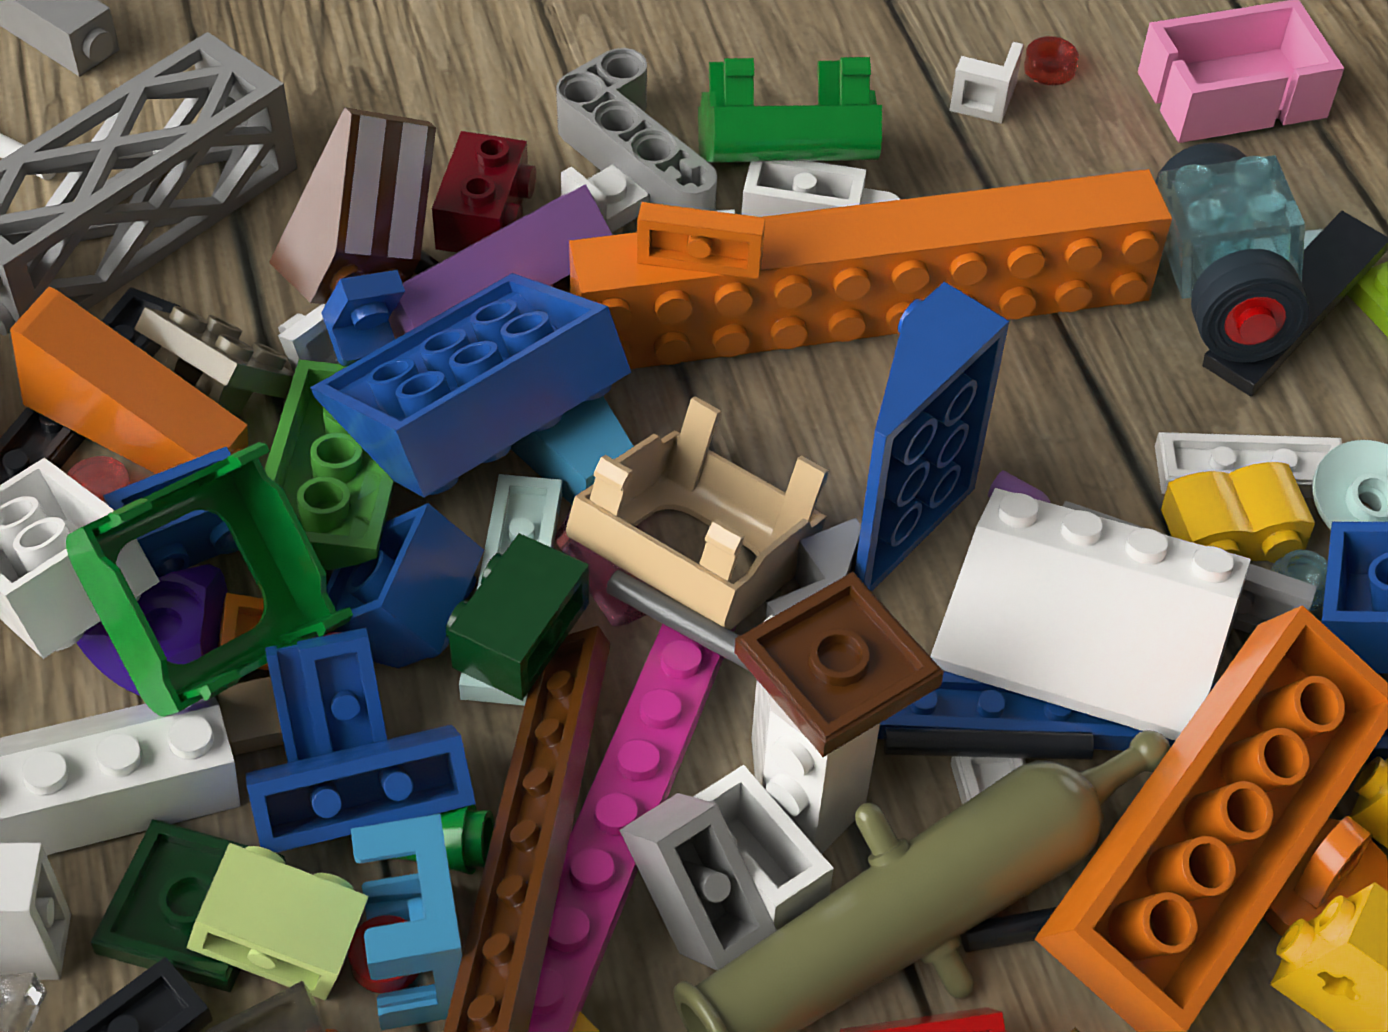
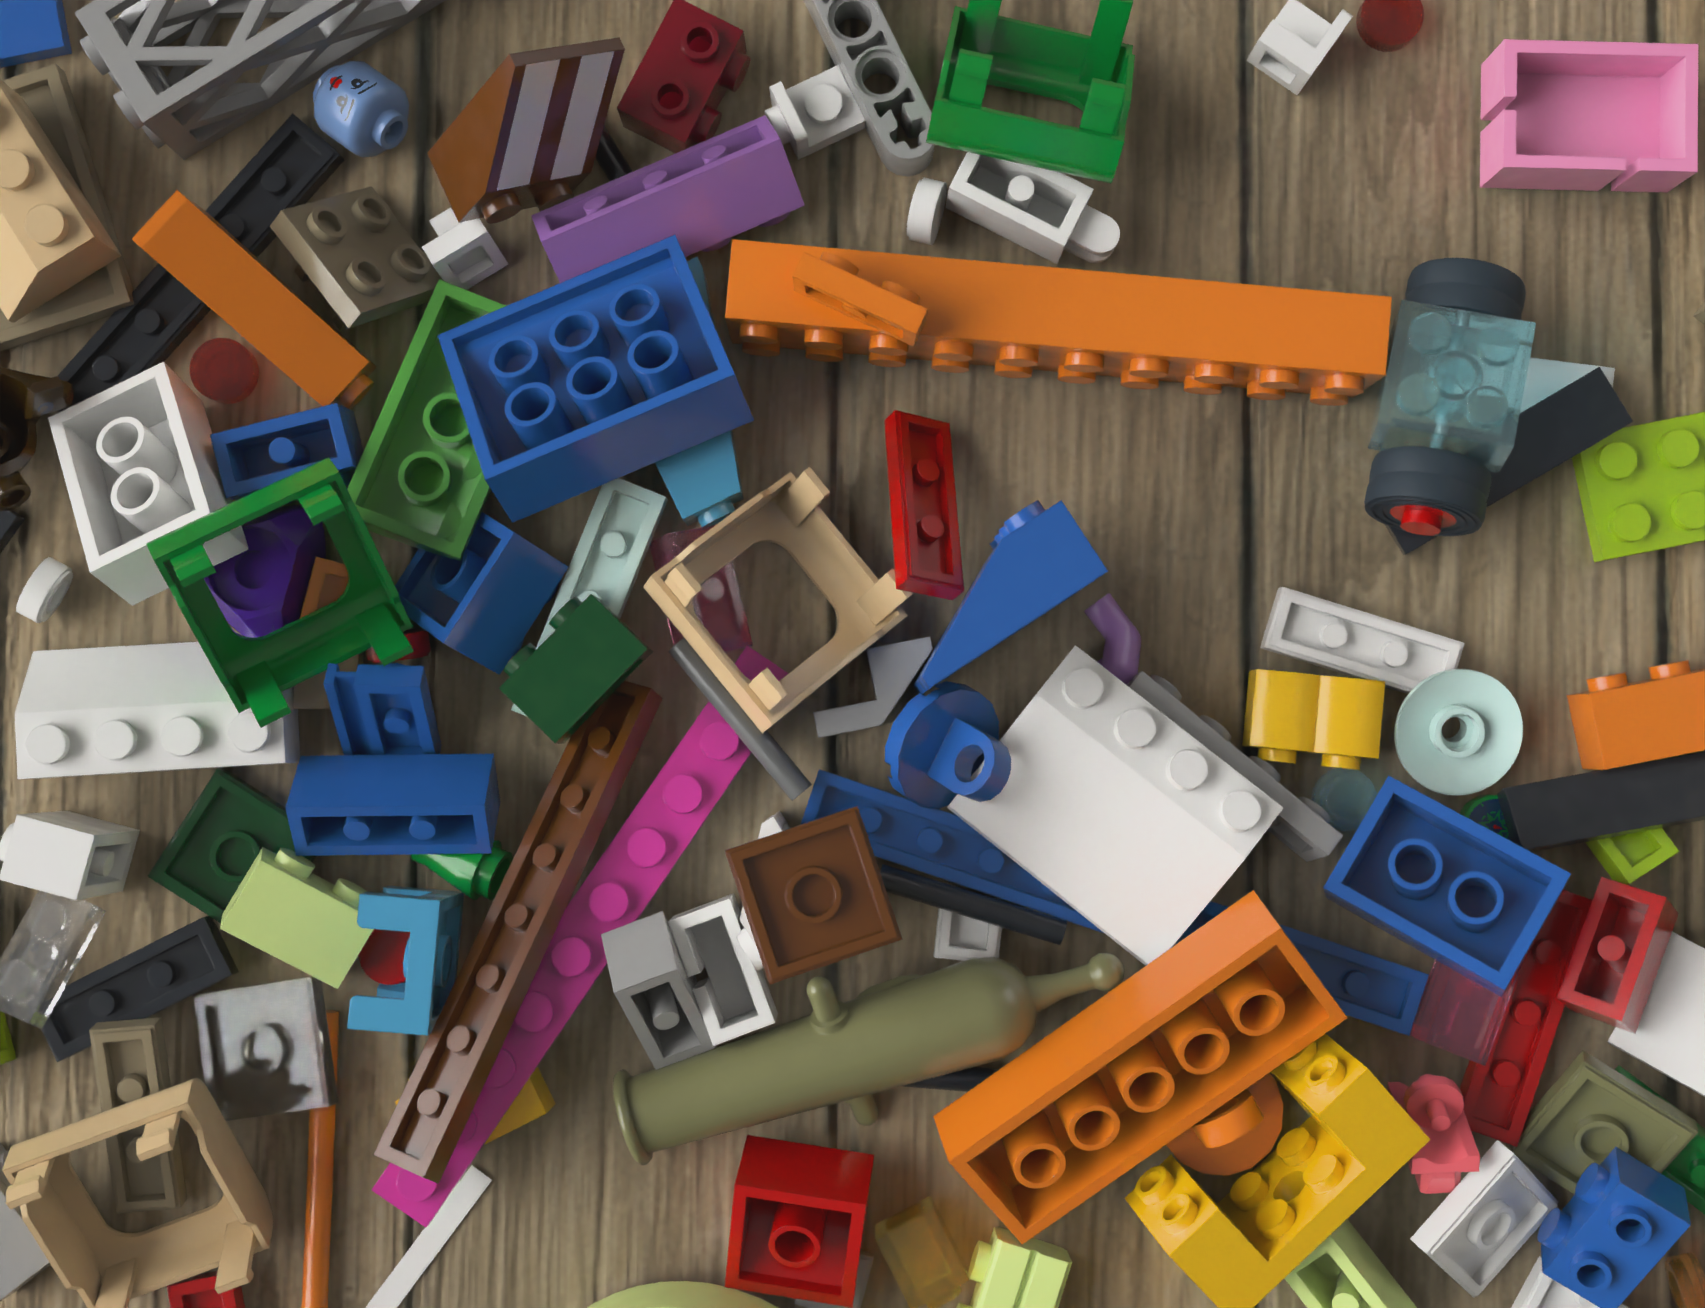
camera: 15 degrees right, 35 degrees up
(195, 265) = (361, 108): none -> medium blue head
(360, 314) = (507, 263): blue bracket -> none
(809, 423) = (923, 506): none -> red tile
(918, 589) = (942, 743): none -> blue tile

